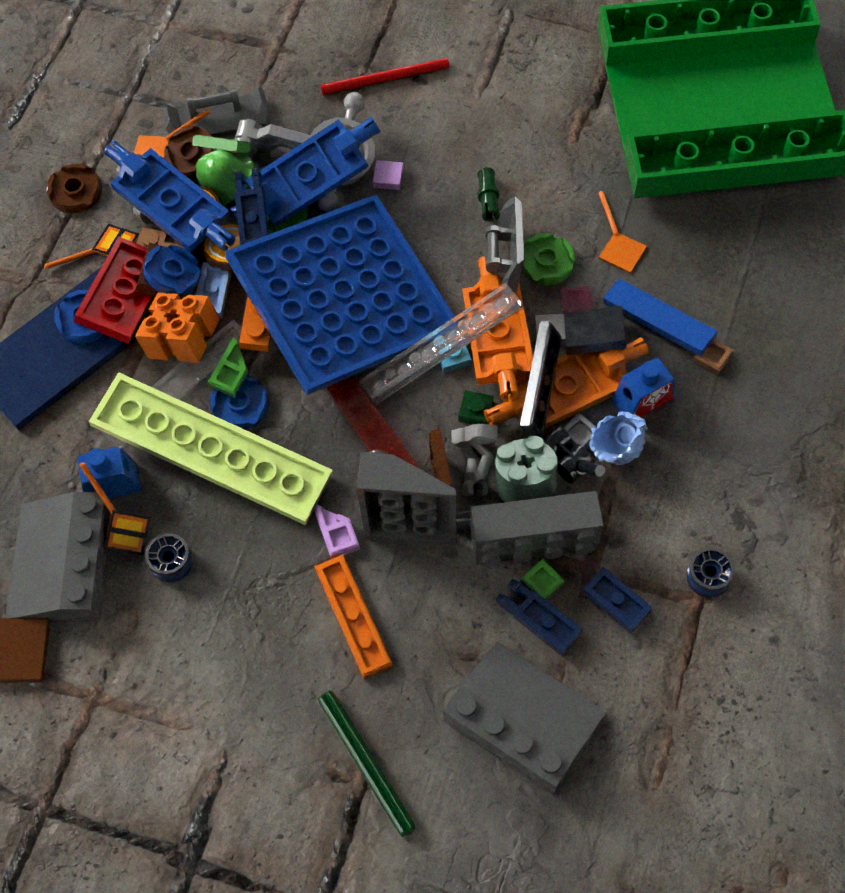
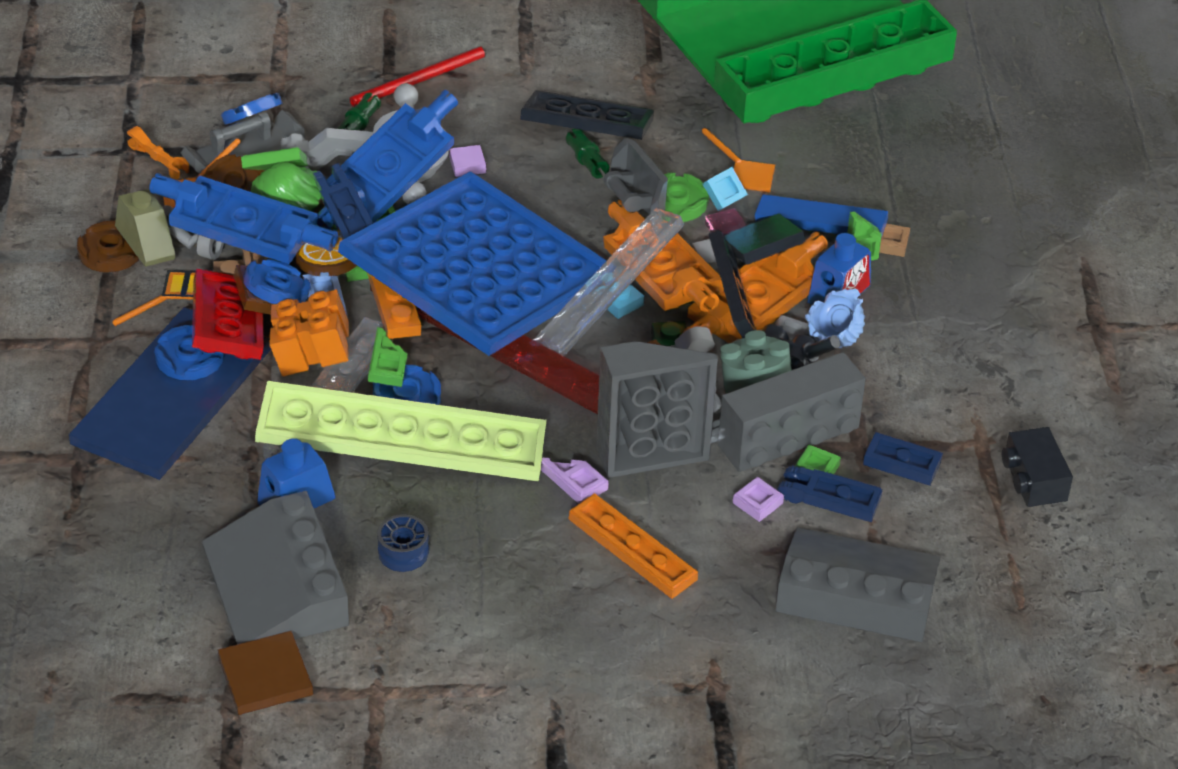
camera: 25 degrees left, 20 degrees down
(97, 185) = (144, 227): none -> olive slope
(125, 530) = (342, 526): piece -> none
(138, 90) = (143, 144): none -> orange piece
(231, 81) = (251, 108): none -> blue tile
(315, 109) = (358, 117): none -> dark green pin
(367, 764) = (715, 664): dark green axle -> none
(477, 600) = (758, 499): none -> lavender tile
(505, 154) = (587, 114): none -> black tile
(587, 265) = (725, 189): none -> medium azure plate
(681, 356) = (865, 233): none -> bright green tile
(710, 560) = (983, 413): dark blue wheel -> none
(730, 647) = (1037, 467): none -> black brick

